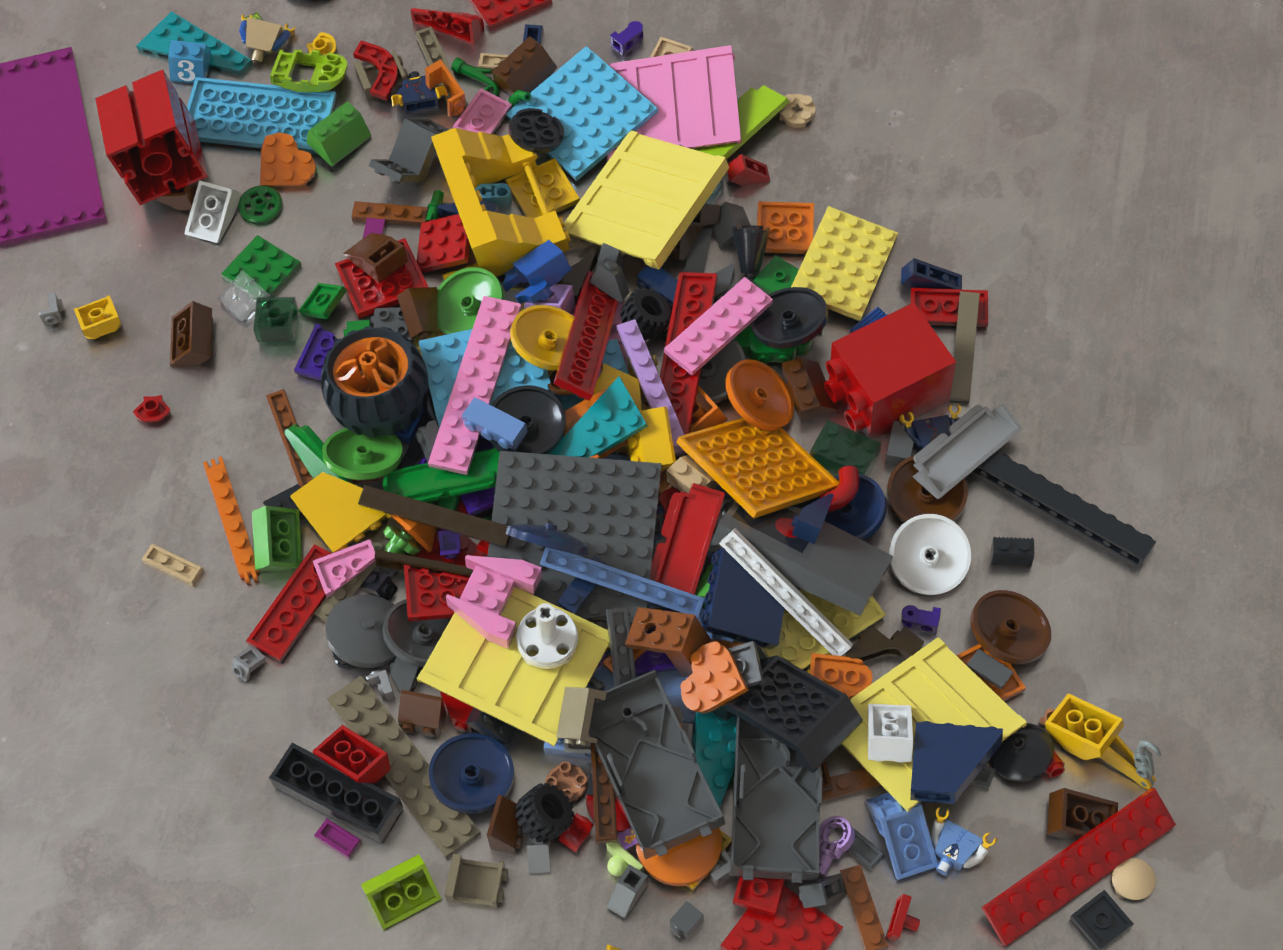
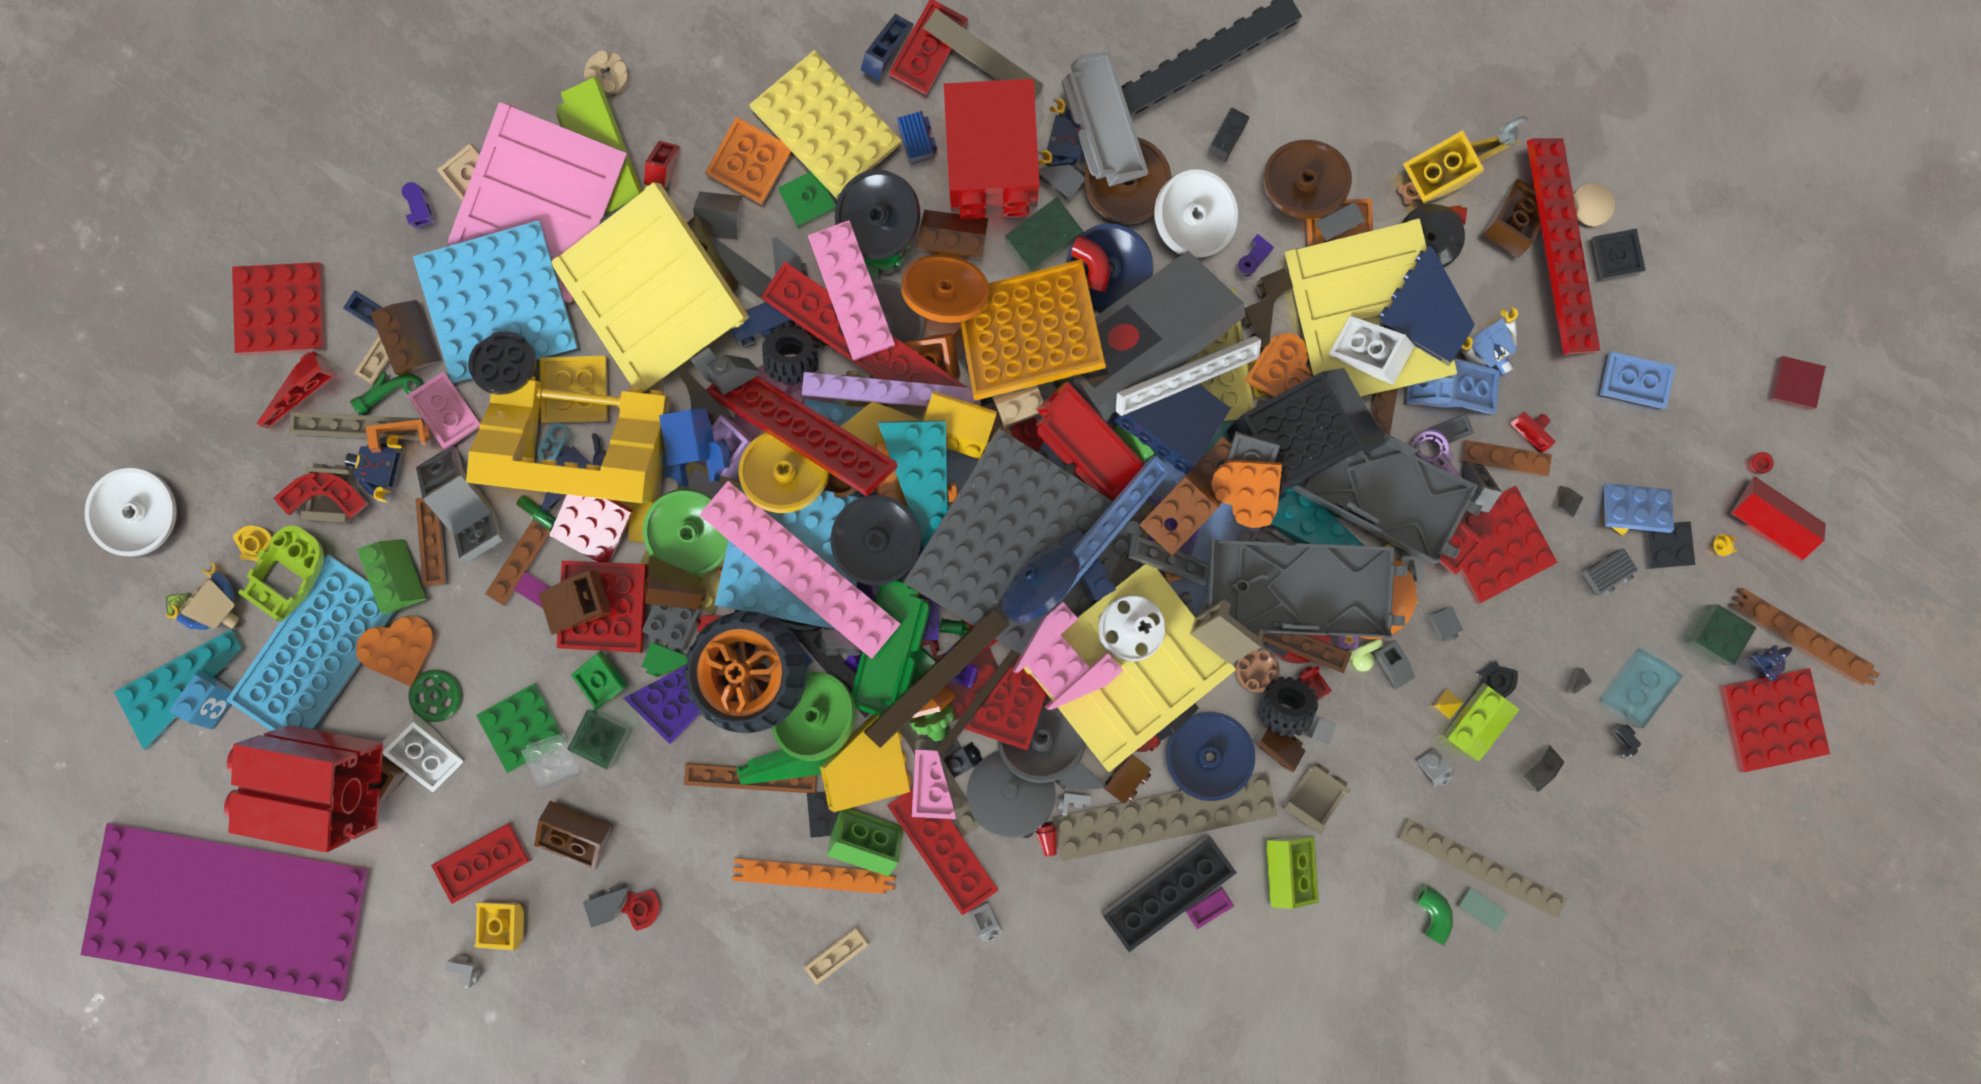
camera: 70 degrees left, 25 degrees up
(142, 288) = (481, 863): none -> red tile
(143, 382) = (605, 907): none -> dark grey slope
(340, 679) = (1048, 839): none -> red cone
(354, 756) = (1145, 864): red slope -> none
(378, 150) = (430, 545): none -> dark orange plate
(494, 424) = (868, 575): medium blue brick -> none
(517, 96) = (439, 358): green arm -> none
(750, 247) = (760, 207): black cone -> none
(810, 521) = (1128, 311): dark blue slope -> none

